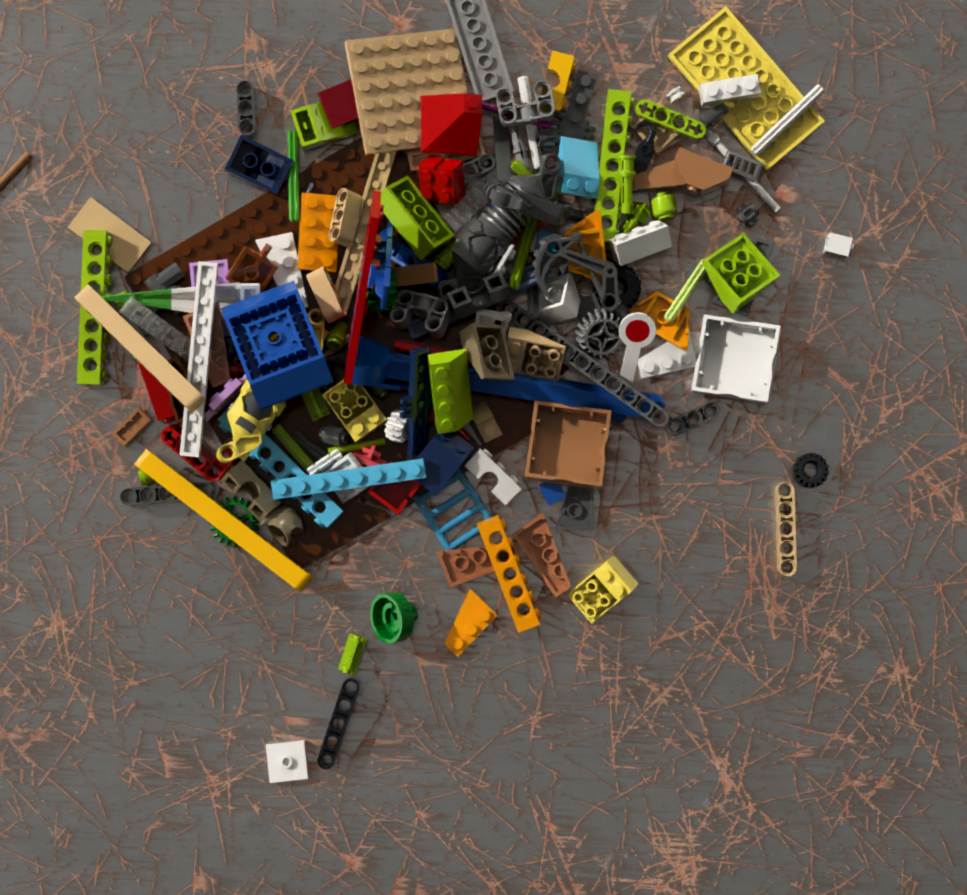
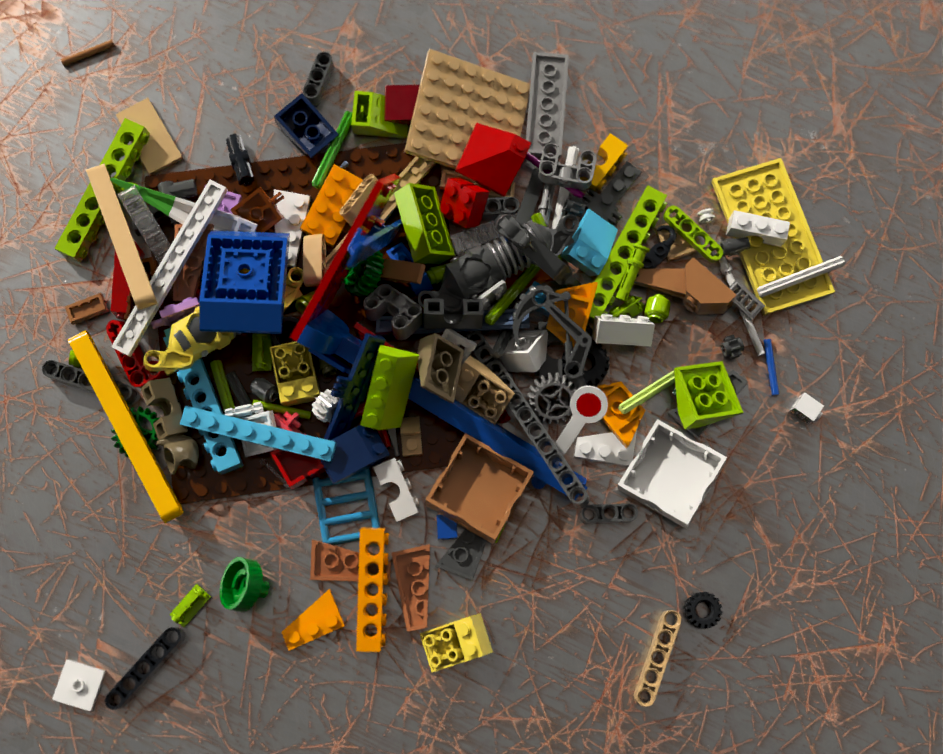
camera: 15 degrees right, 10 degrees down
(210, 224) = (240, 160): none -> black piece
(791, 218) = (771, 367): none -> blue bar

